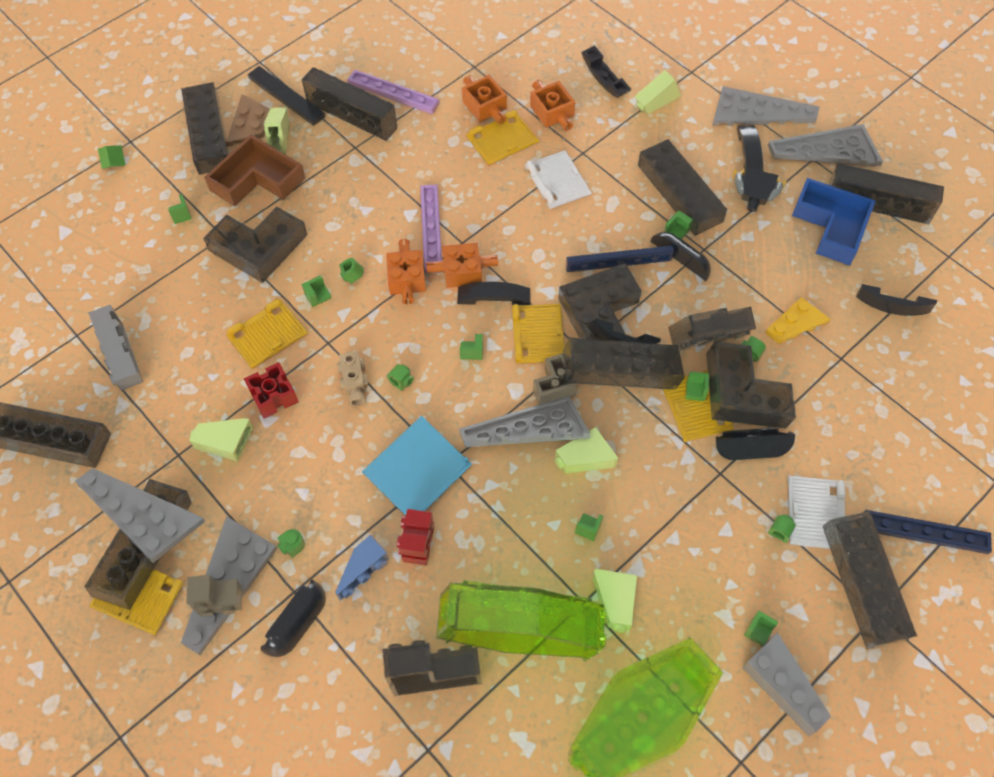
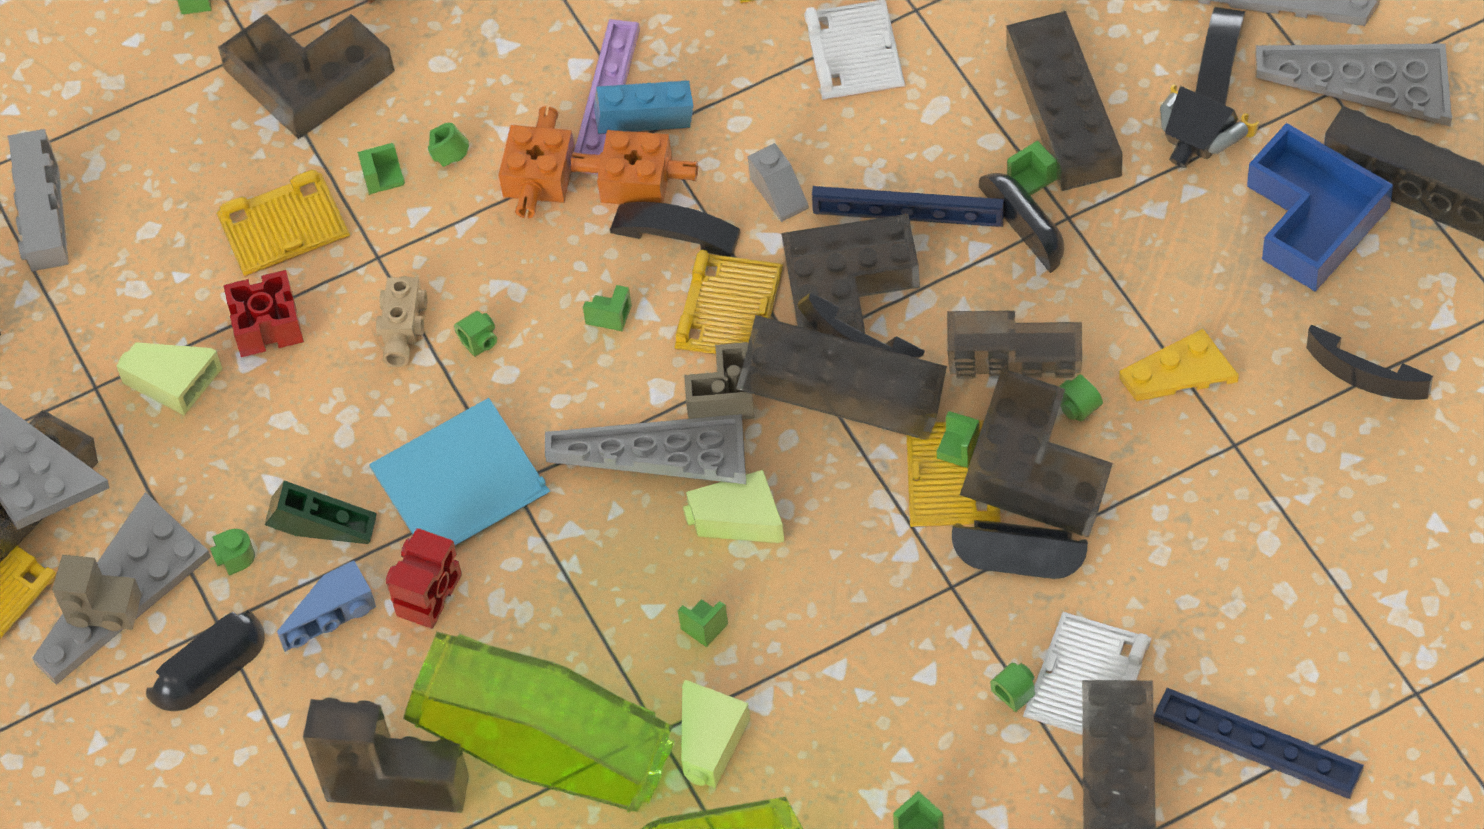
camera: 20 degrees right, 5 degrees down
(338, 509) = (318, 515): none -> dark green slope
(456, 229) = (643, 106): none -> dark azure brick
(543, 258) = (777, 182): none -> light grey slope

